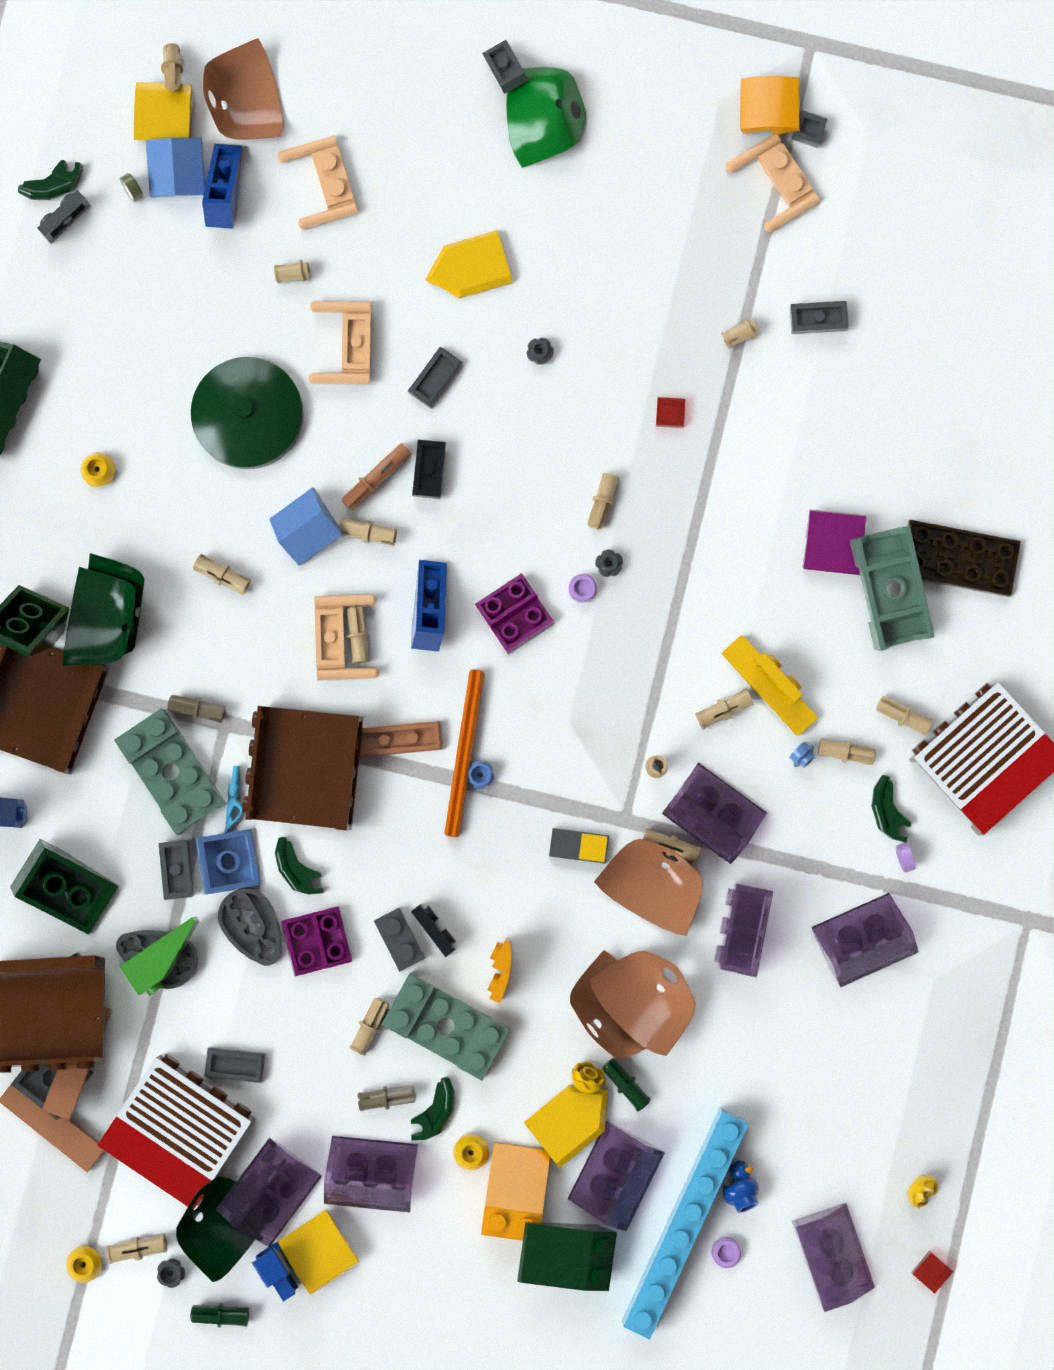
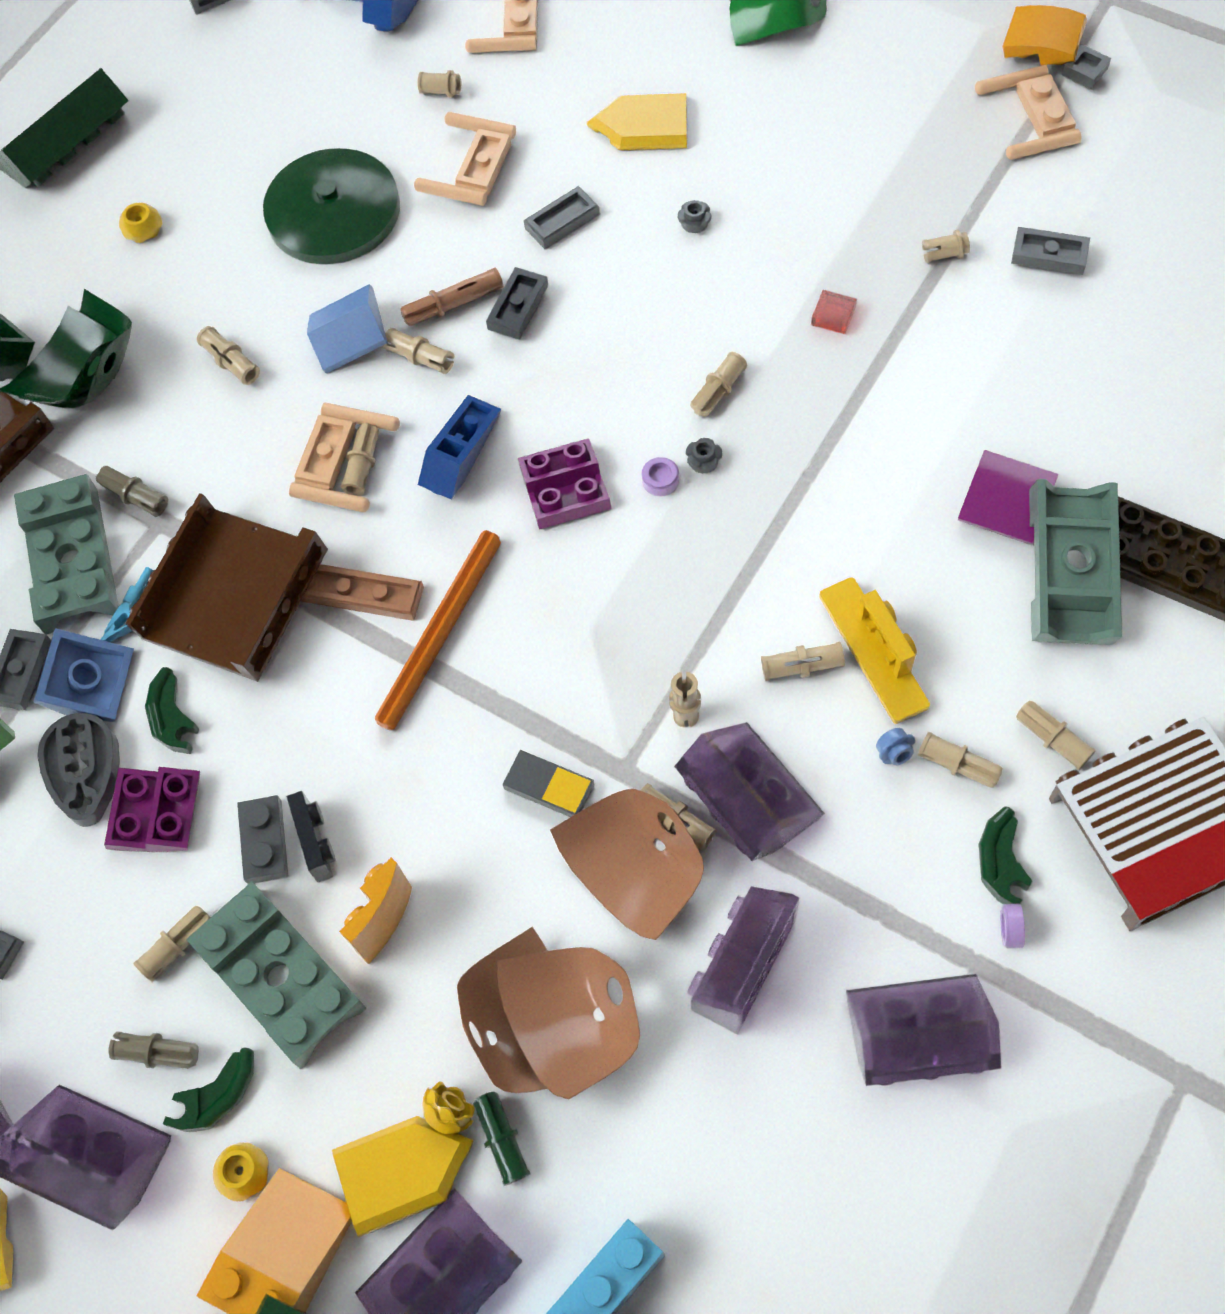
camera: 20 degrees right, 20 degrees down
(488, 776) = (448, 649): medium blue plate -> none

